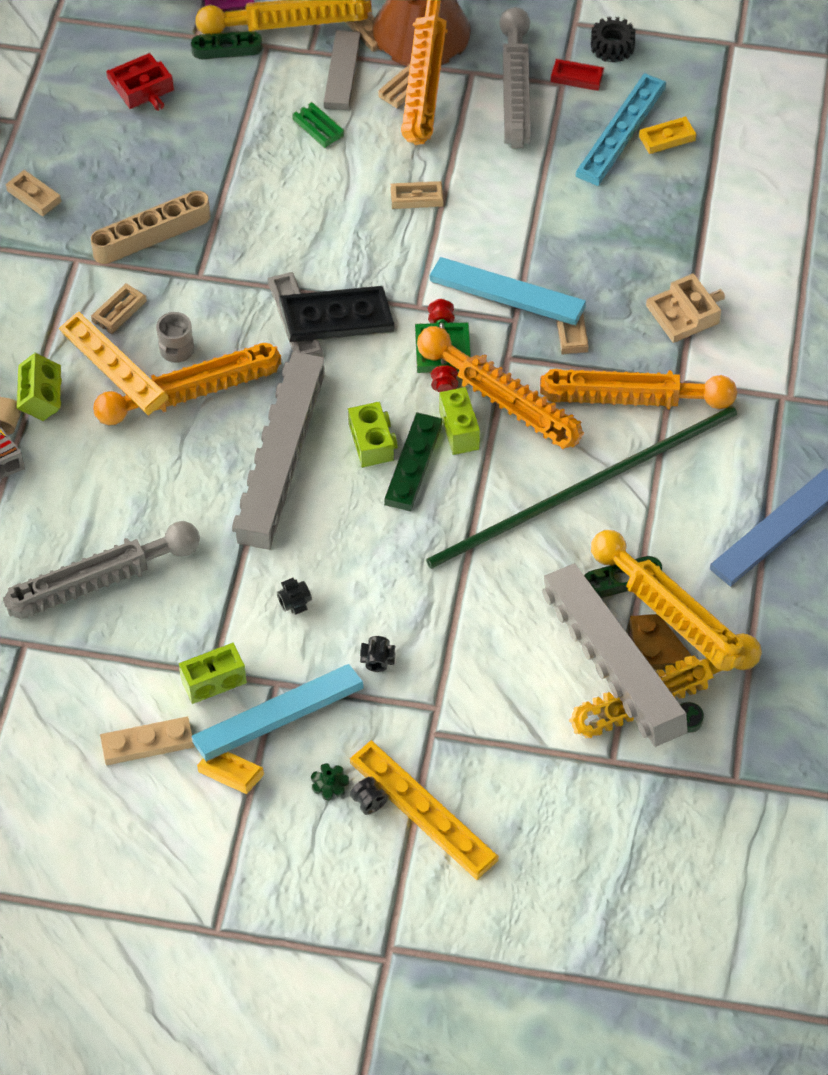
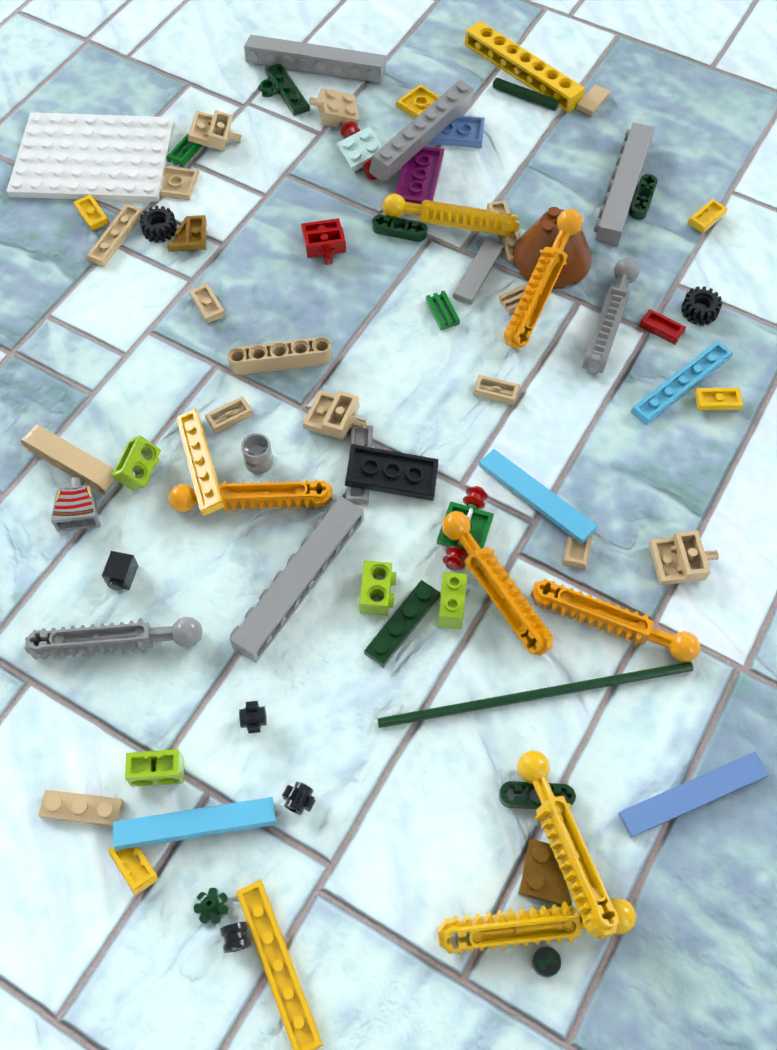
camera: 20 degrees right, 5 degrees up
(74, 502) = (120, 570): none -> black brick
(243, 271) = (334, 414): none -> tan plate
(615, 655) = (497, 891): light grey brick -> none

